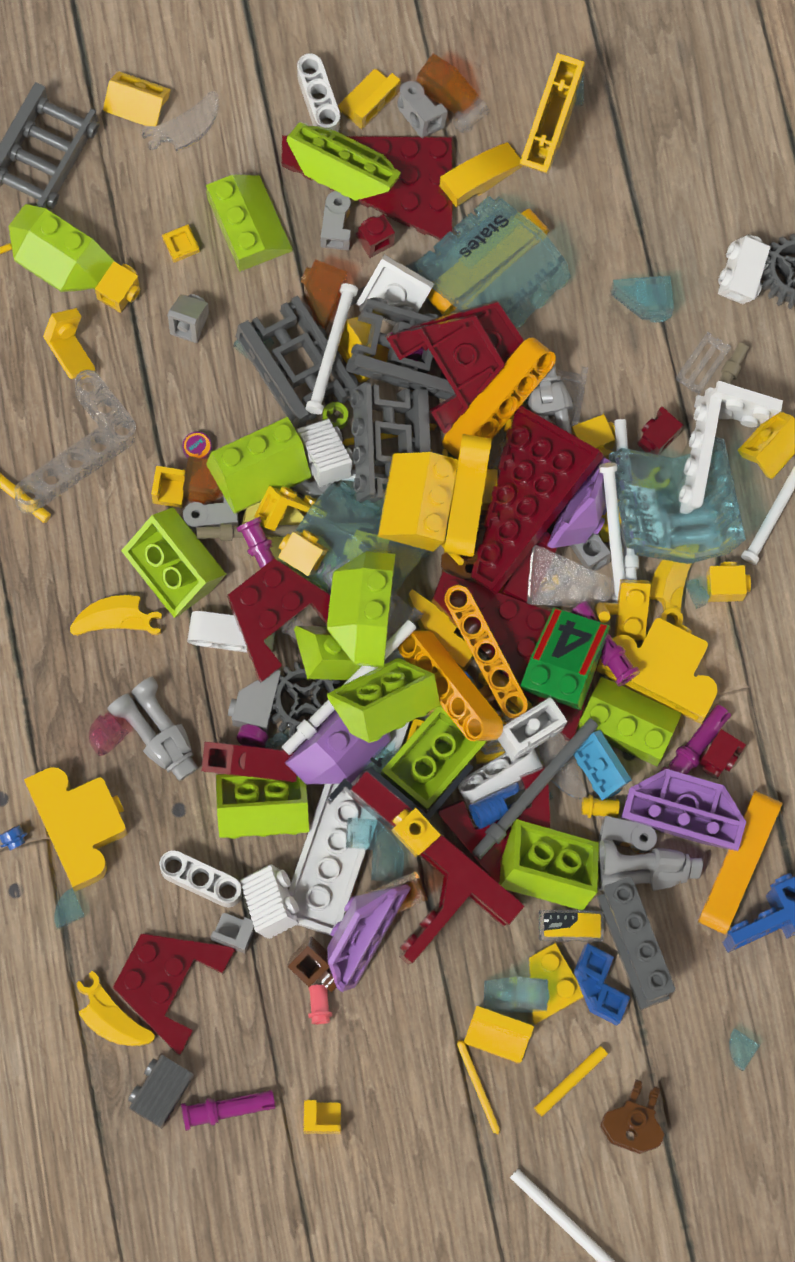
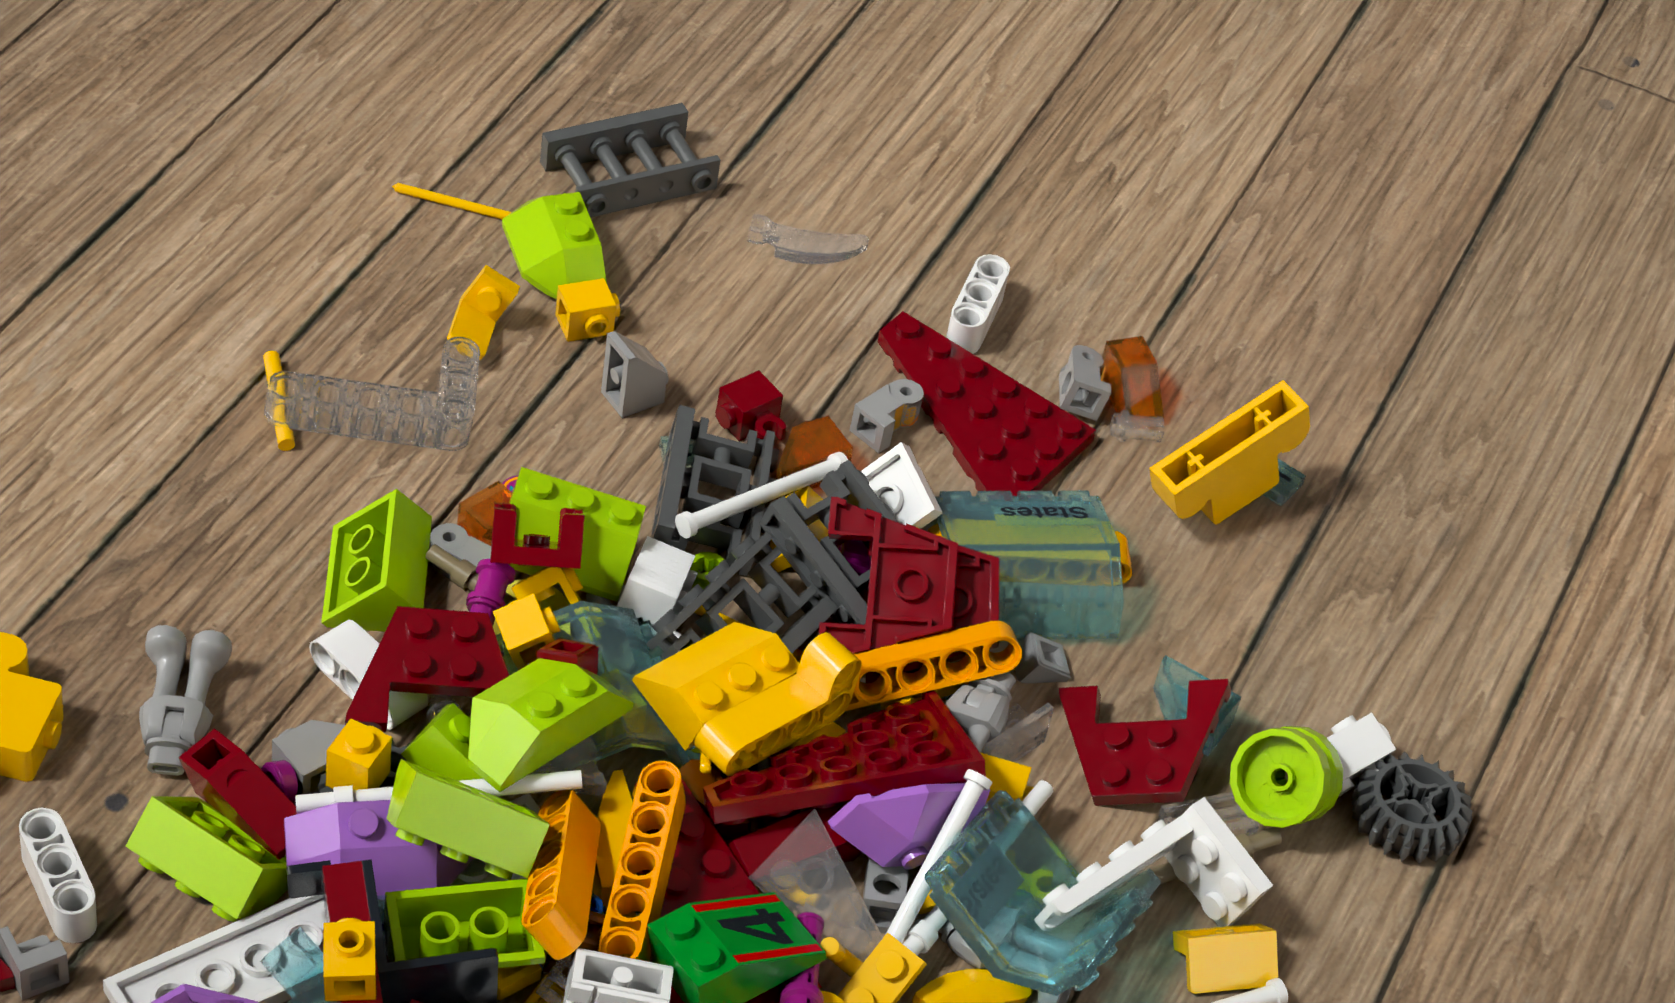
camera: 35 degrees right, 30 degrees down
(106, 734) = (118, 665): clear pink piece -> none
(114, 613) = (260, 572): yellow piece -> none
(135, 99) = (773, 188): yellow panel -> none
(168, 486) = (443, 491): yellow panel -> none
(180, 243) = (696, 327): yellow tile -> none
(247, 220) = (793, 344): lime slope -> none
(264, 282) = (750, 405): none -> dark red brick
(266, 499) = (537, 548): none -> dark red panel
(270, 901) = (106, 947): white brick -> none
(293, 700) = (358, 757): none -> yellow brick
(341, 162) = (938, 349): lime wedge -> none
(342, 553) = (571, 652): none -> dark red slope
(369, 97) = (1035, 346): yellow panel -> none
(375, 235) = (925, 439): dark red brick -> none
(480, 173) = (1105, 474): yellow slope -> none
(545, 327) = (1041, 661): none -> light grey slope
(647, 357) = (1142, 758): none -> dark red wing
(660, 432) = (1087, 839): dark red brick -> none
(733, 314) = (1279, 800): none -> lime wheel

